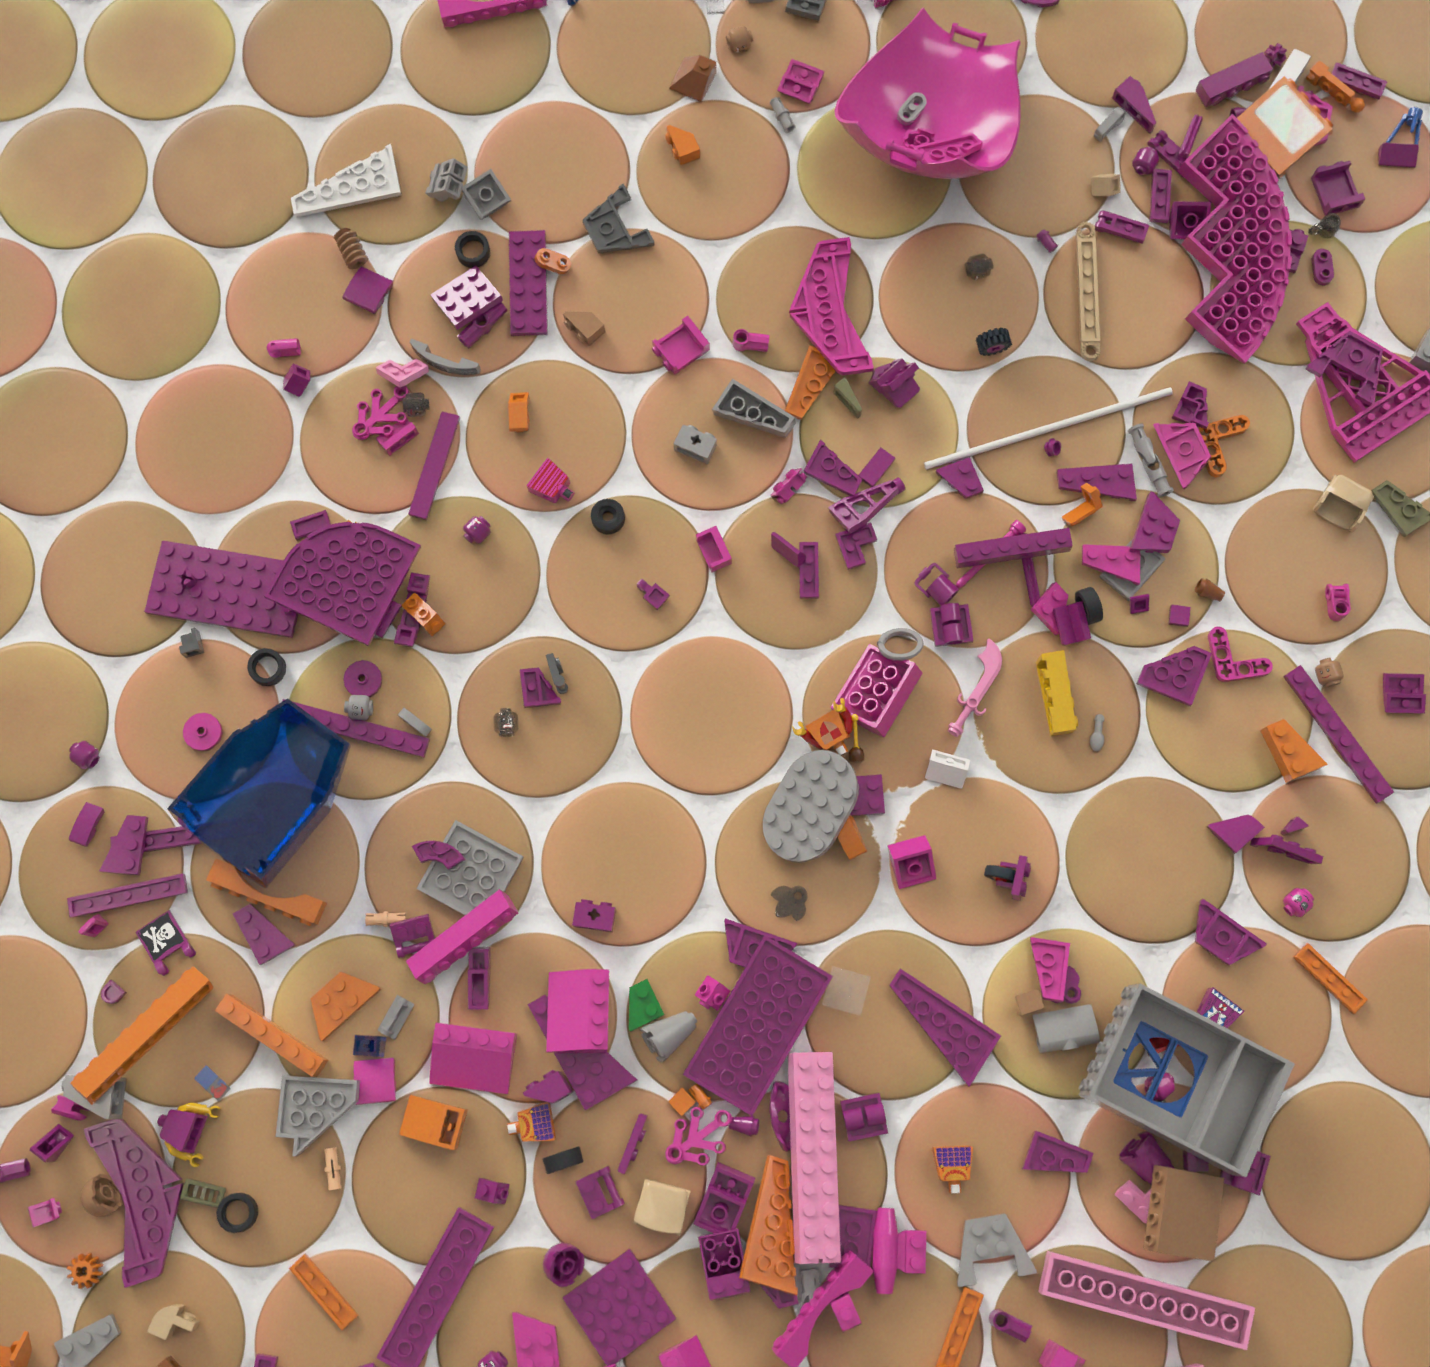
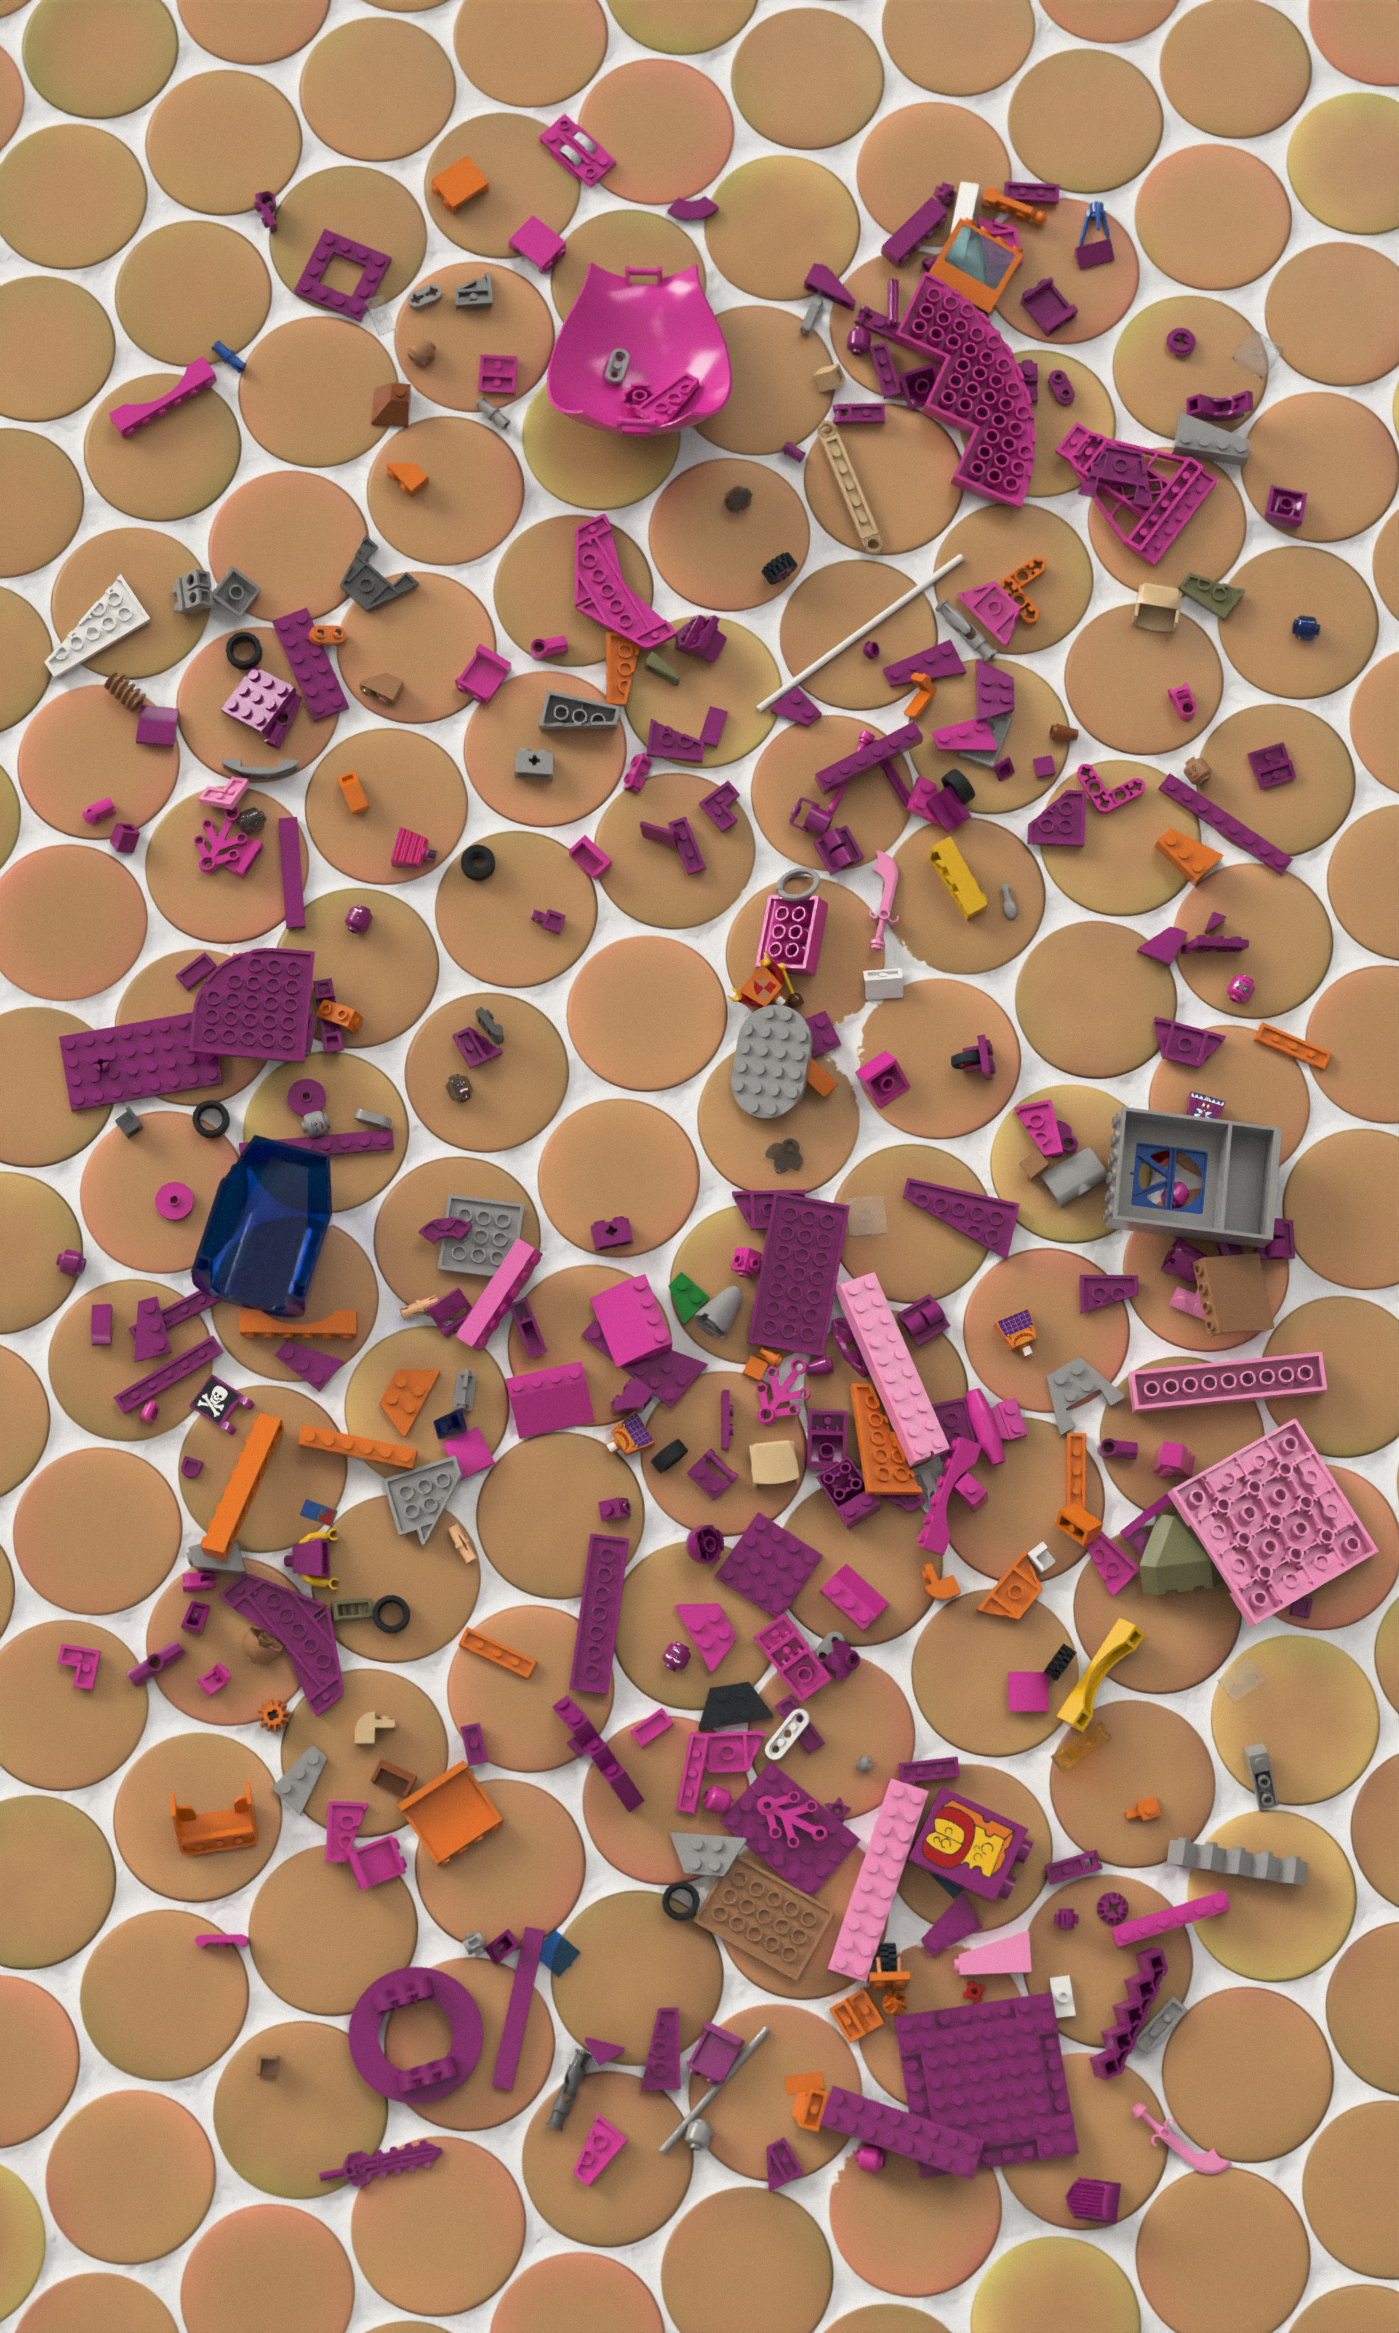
camera: 30 degrees left, 0 degrees up
(433, 1122) = (537, 1468): orange slope -> none
(850, 518) = (712, 784): magenta plate -> none
(1193, 406) = (987, 565): magenta slope -> none
(1326, 227) = (1052, 347): clear smoke piece -> none

